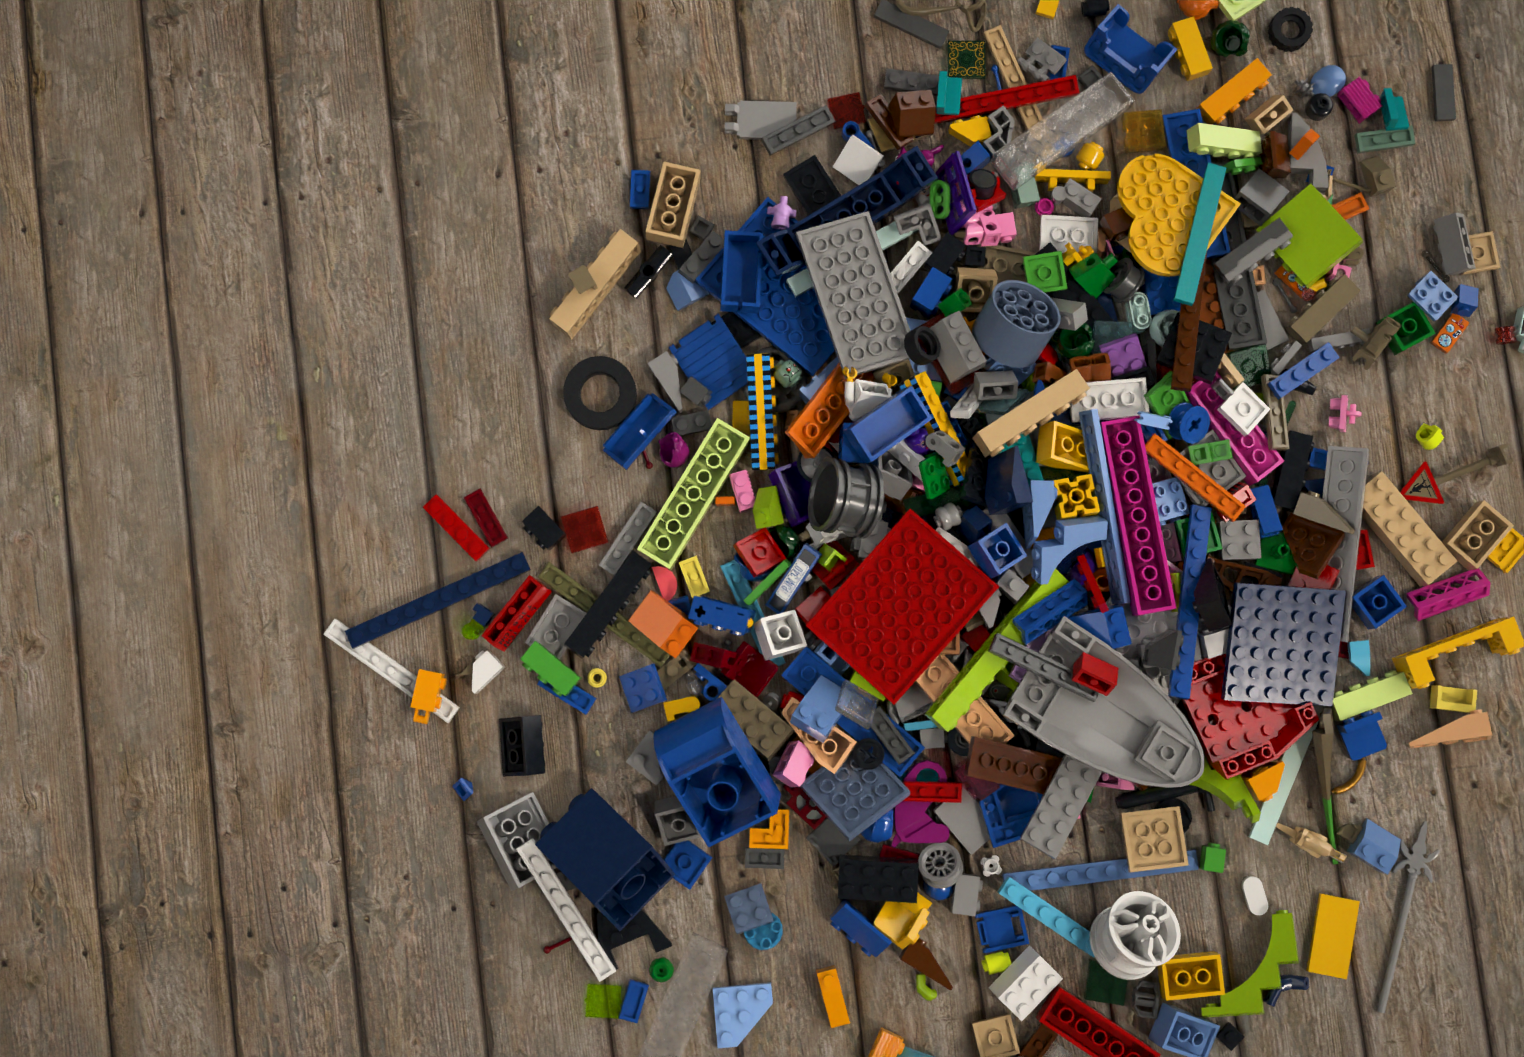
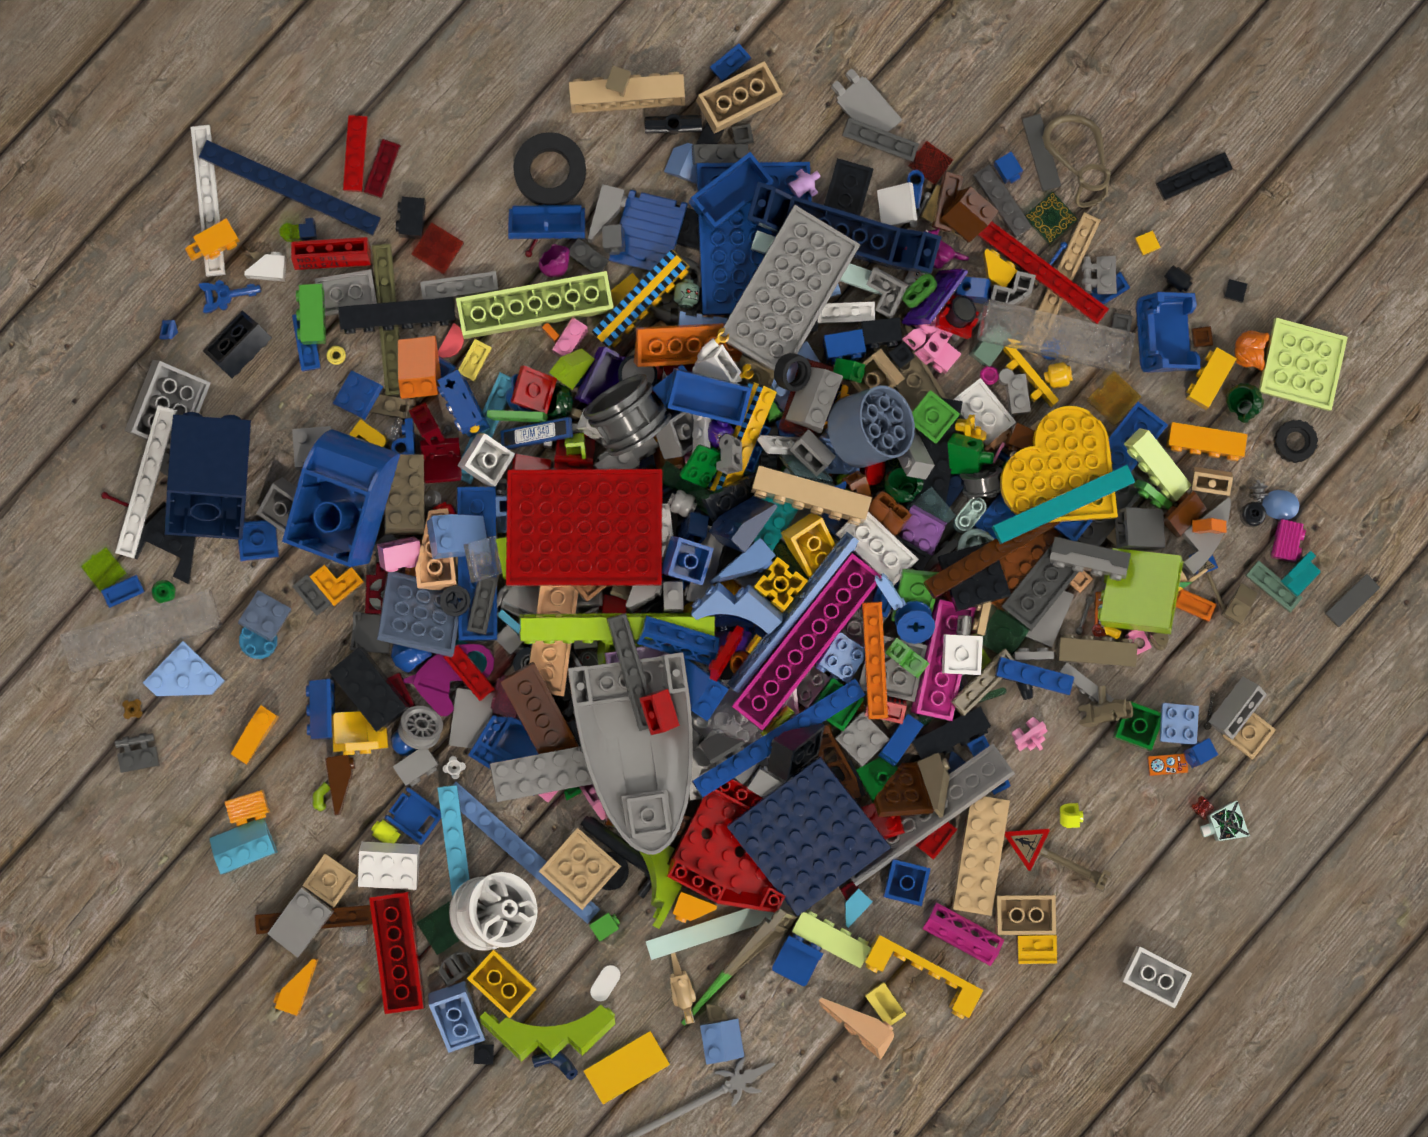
camera: 40 degrees right, 0 degrees up
(475, 721) = (224, 294): none -> blue piece
(902, 57) = (1008, 168): none -> blue brick
(948, 94) = (1008, 227): teal panel -> none
(1152, 29) = (1202, 337): none -> reddish brown tile
(1353, 781) = (757, 983): pearl gold piece -> none

